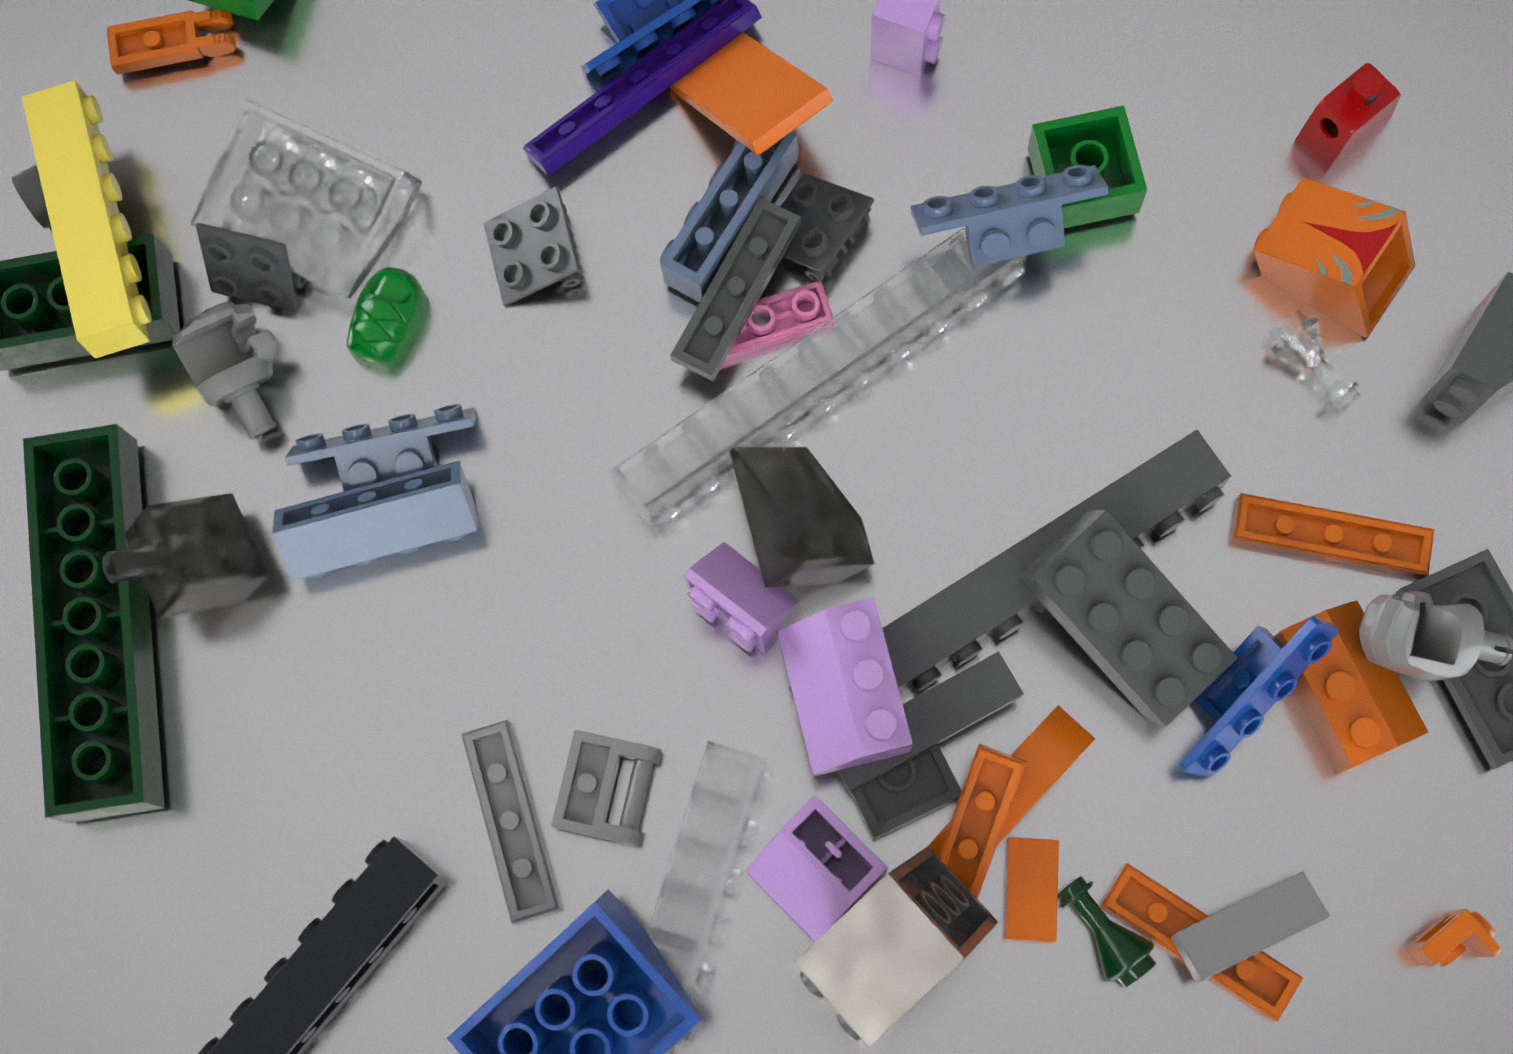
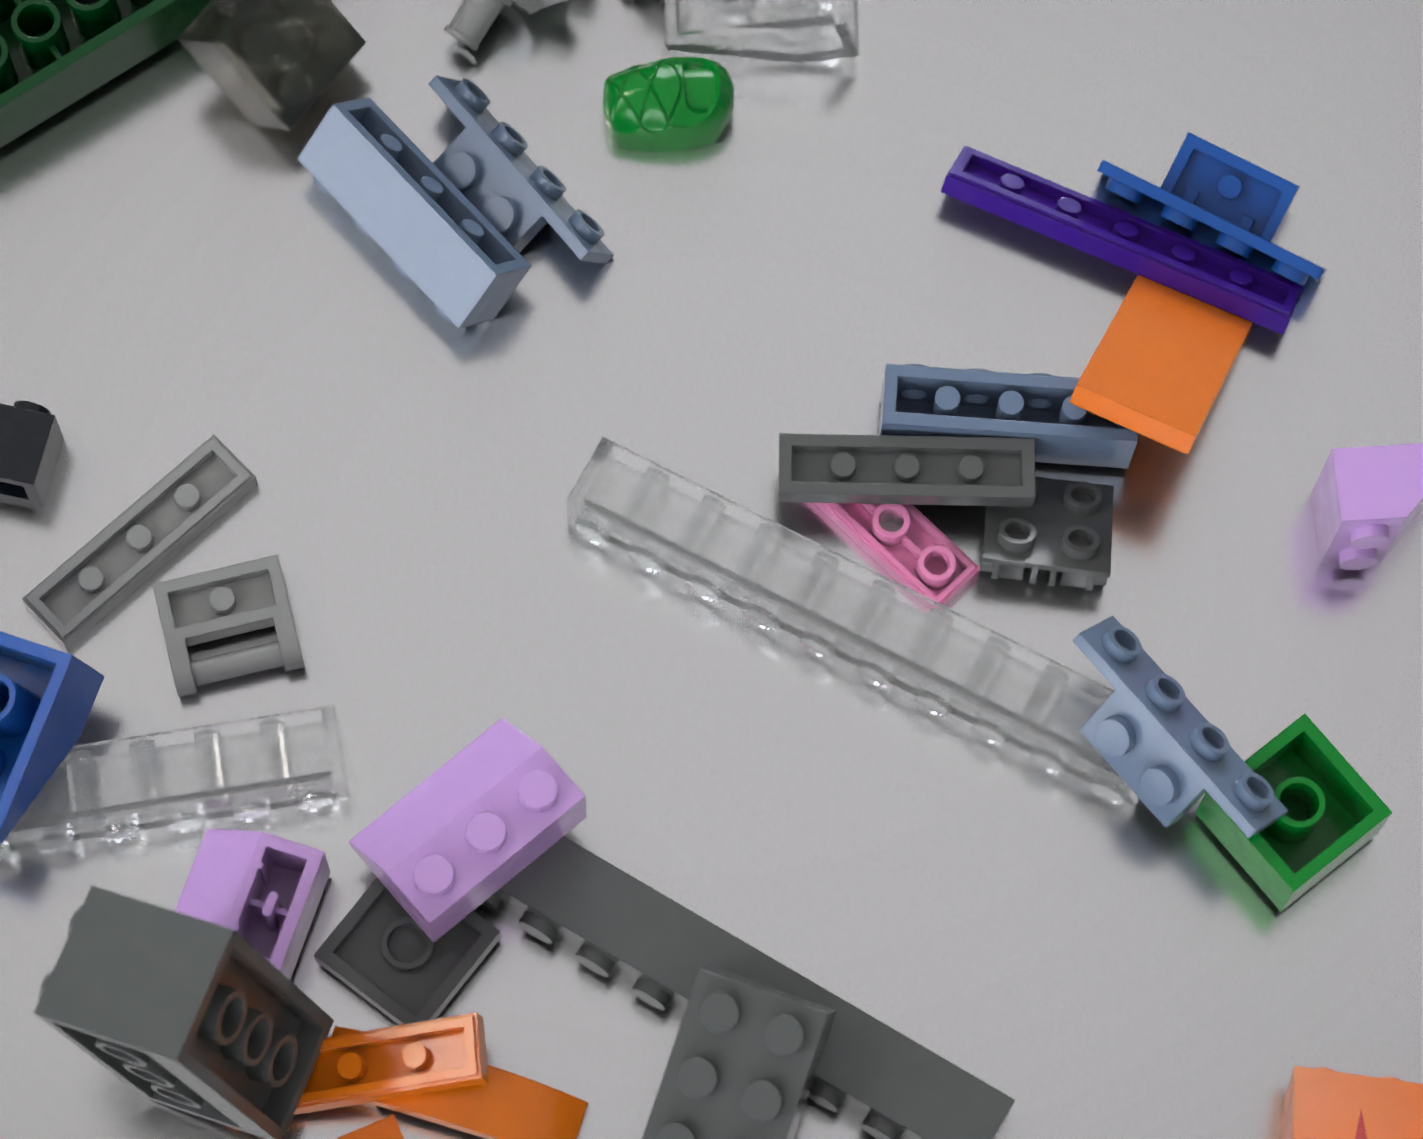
camera: 50 degrees right, 5 degrees down
(533, 247) = (844, 221): hinge -> none
(734, 591) = (527, 658): lavender slope -> none
(798, 518) = (658, 677): clear smoke slope -> none
(946, 712) = (503, 963): dark grey tile -> none

